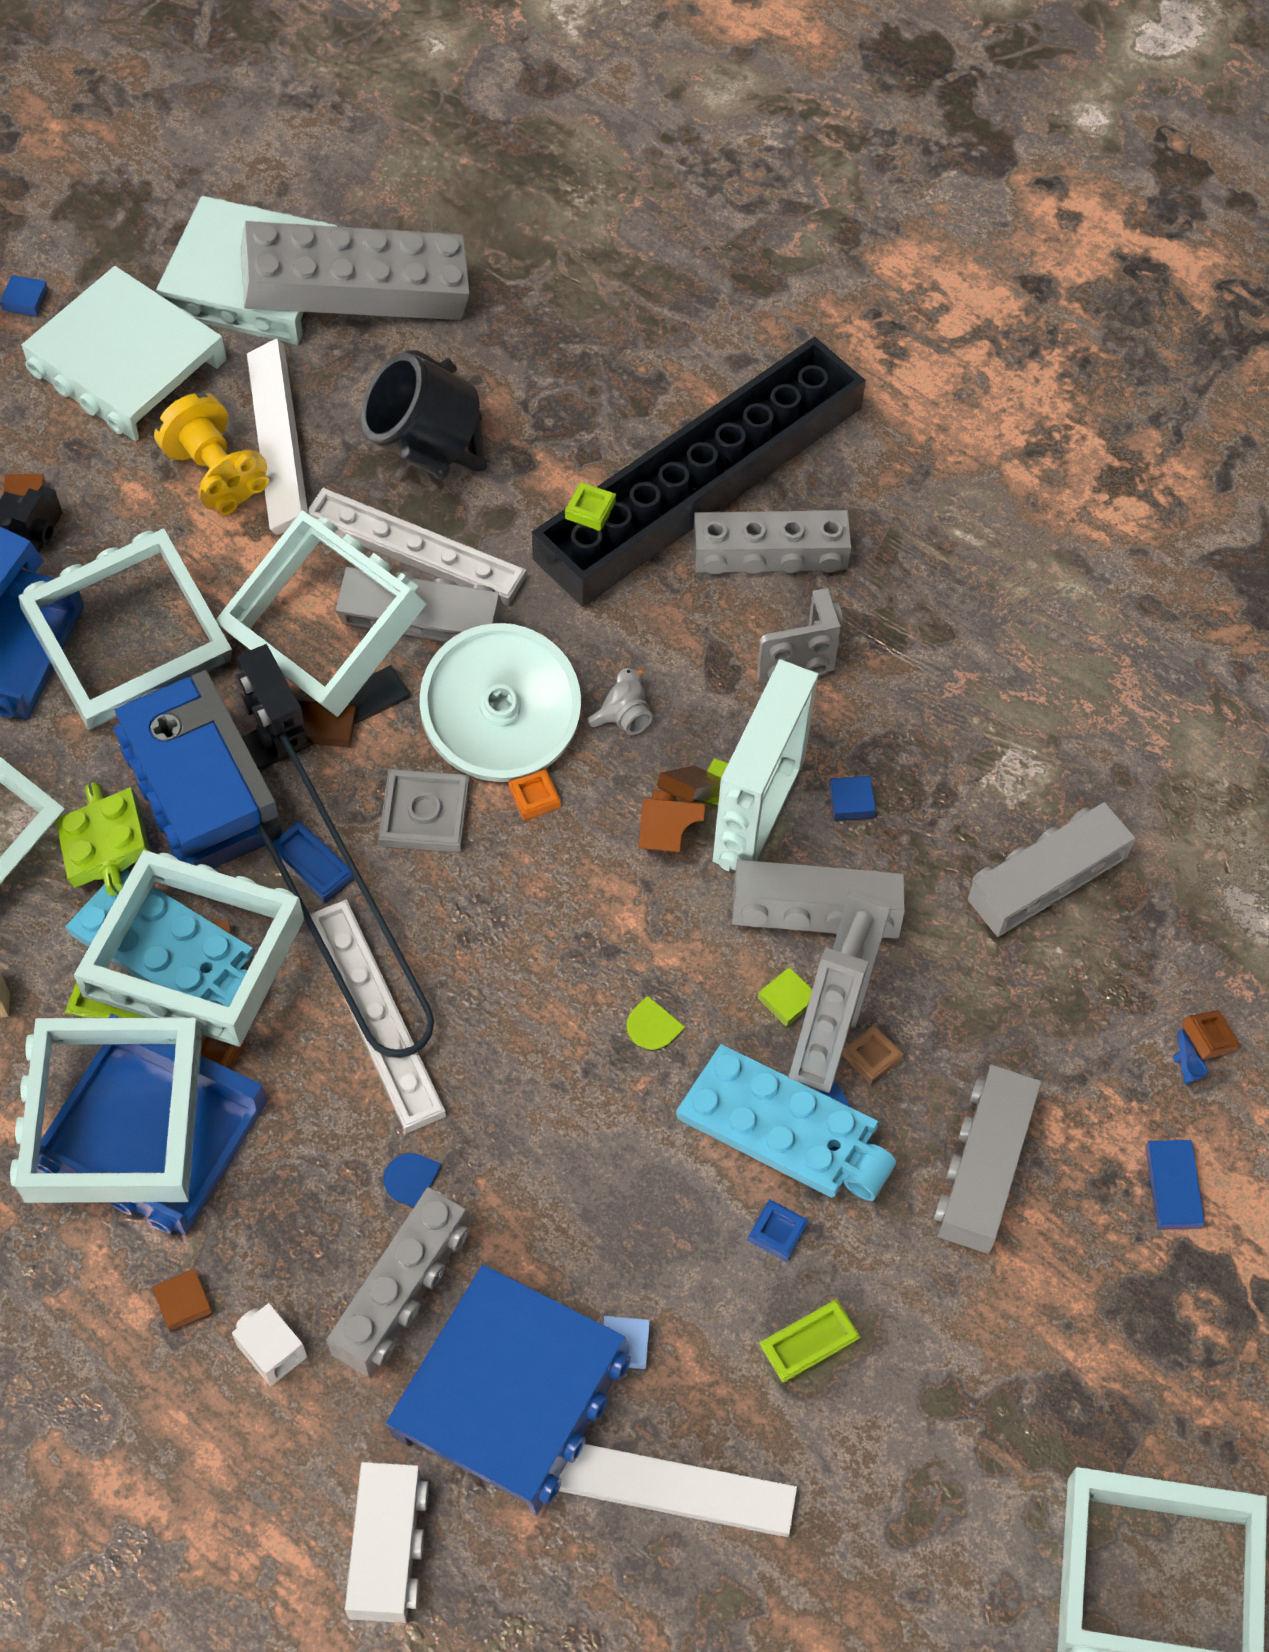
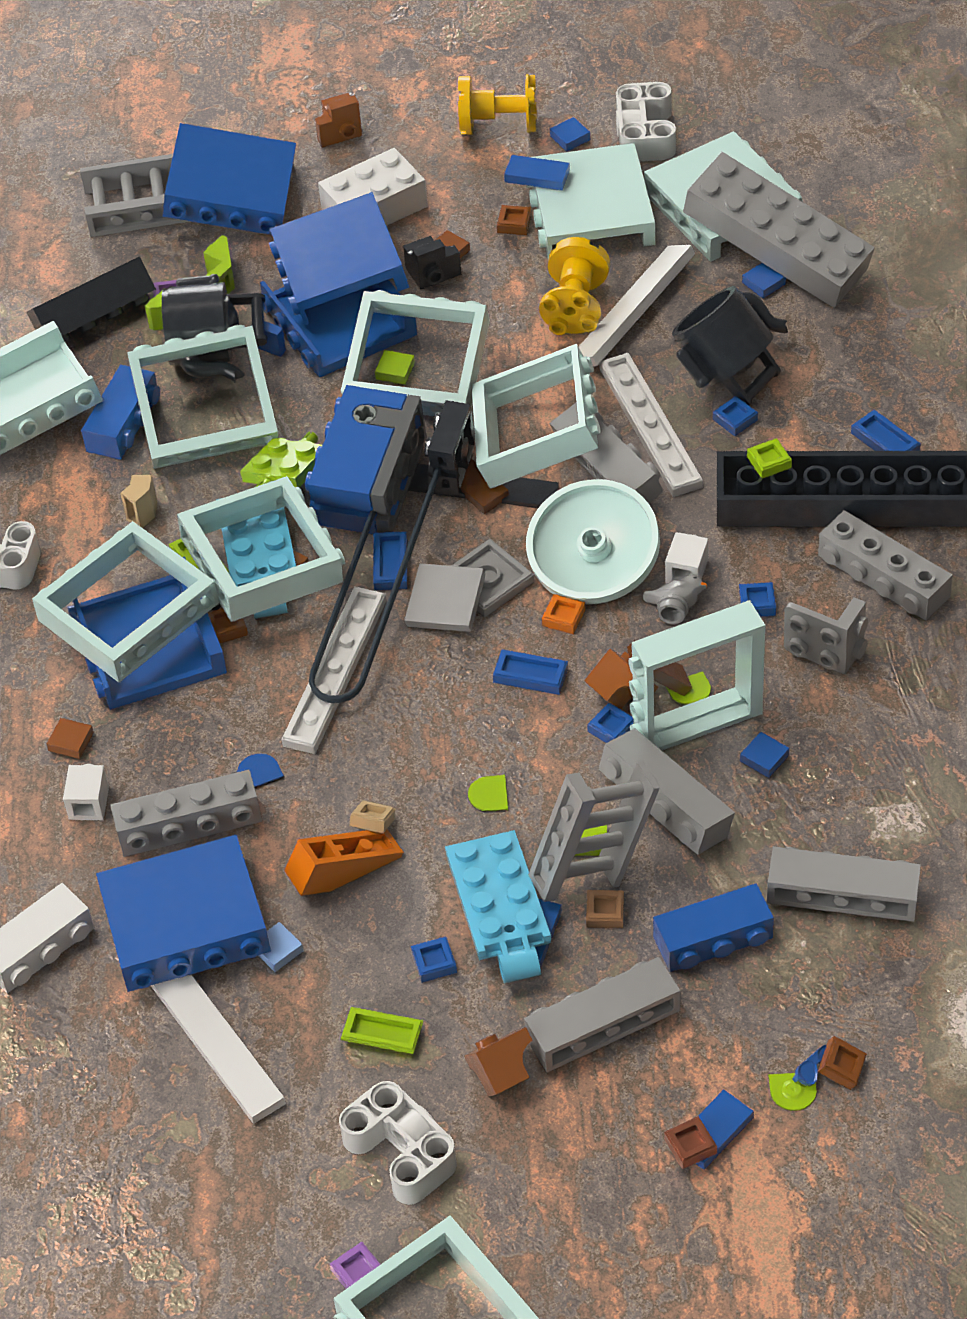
camera: 50 degrees right, 10 degrees down
(51, 355) = (537, 172): none -> blue tile
(60, 421) = (514, 220): none -> dark orange tile
(71, 232) = (642, 119): none -> white beam
(101, 655) = (394, 367): none -> lime tile
(371, 332) = (763, 280): none -> blue tile
(412, 860) = (445, 597): none -> light grey tile
(485, 485) = (735, 416): none -> blue tile
(564, 875) = (530, 672): none -> blue tile
(578, 1137) = (372, 817): none -> tan tile
(596, 658) = (686, 557): none -> white brick
(597, 1205) = (337, 859): none -> orange slope
(639, 418) = (883, 434): none -> blue tile
(691, 653) = (761, 597): none -> blue tile
(692, 871) = (610, 723): none -> blue tile
(949, 1417) = (409, 1130): none -> white beam
(951, 1278) = (500, 1060): none -> dark orange brick
(988, 998) = (713, 928): none -> blue brick
(1032, 1591) = (353, 1265): none -> medium lavender tile
(1179, 1214) = (690, 1142): none -> copper tile
(1192, 1098) = (791, 1094): none -> lime piece

